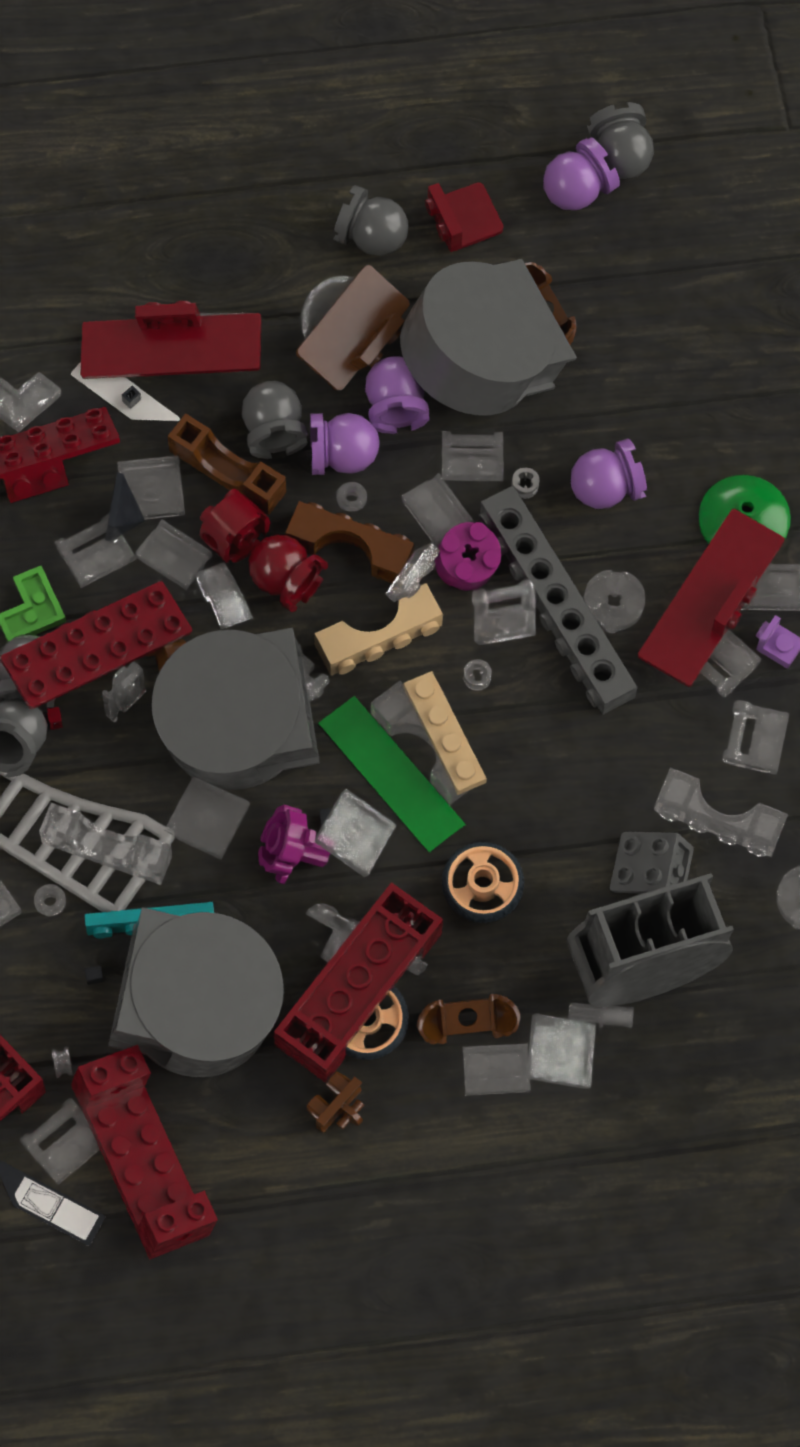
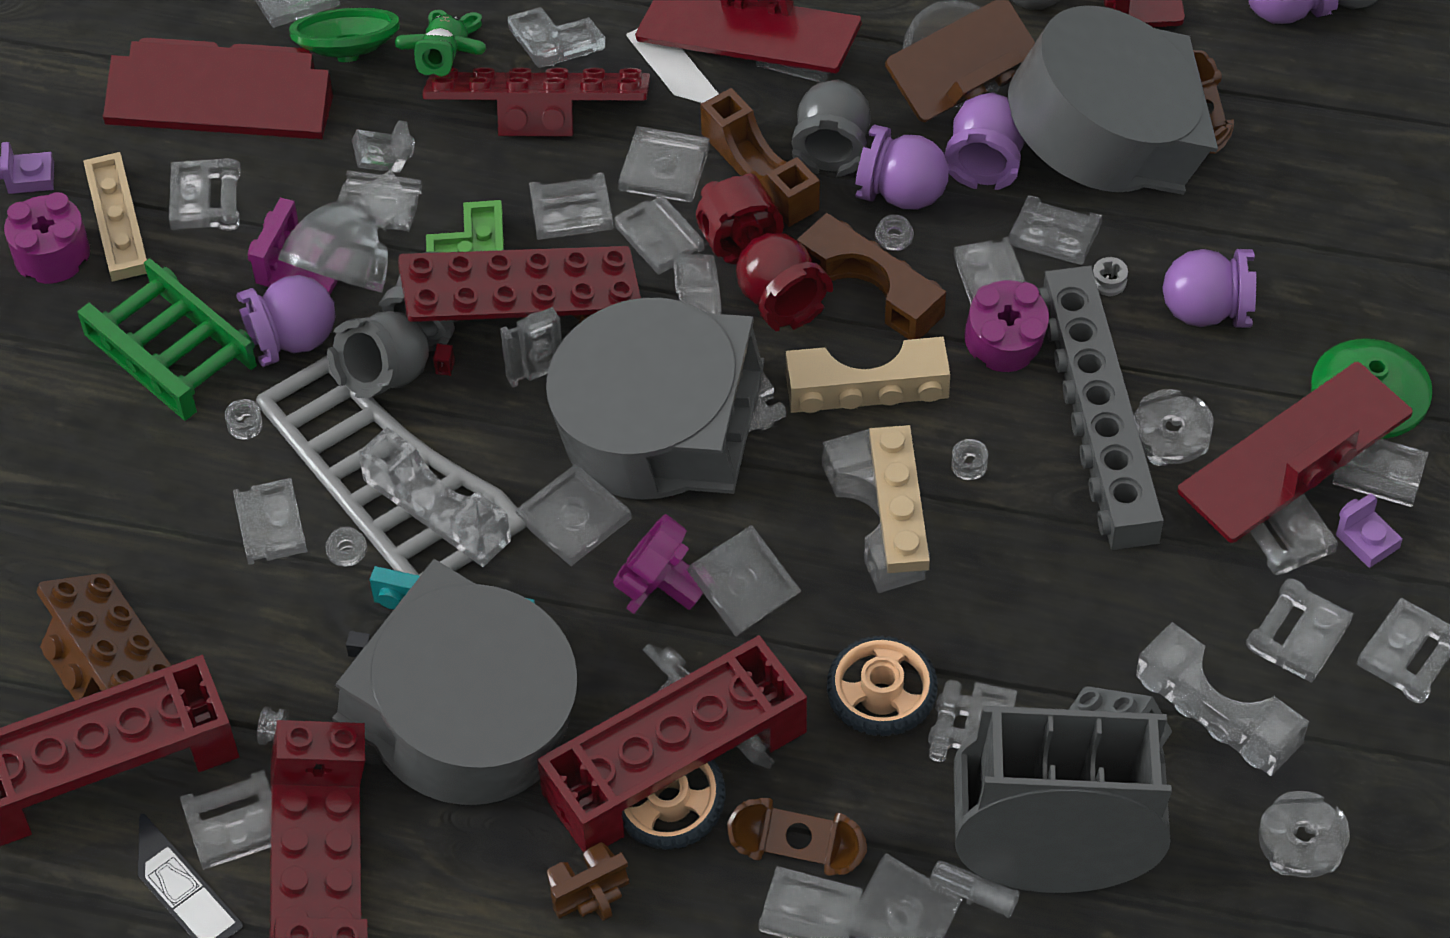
camera: 25 degrees right, 15 degrees down
(124, 510) = (616, 168): black slope -> none
(131, 397) = (682, 70): black piece -> none
(391, 774) = (821, 539): green sticker -> none
(417, 566) = (919, 325): clear plate -> none
(504, 622) = (1028, 408): clear plate -> none
(566, 886) = (951, 704): none -> clear plate

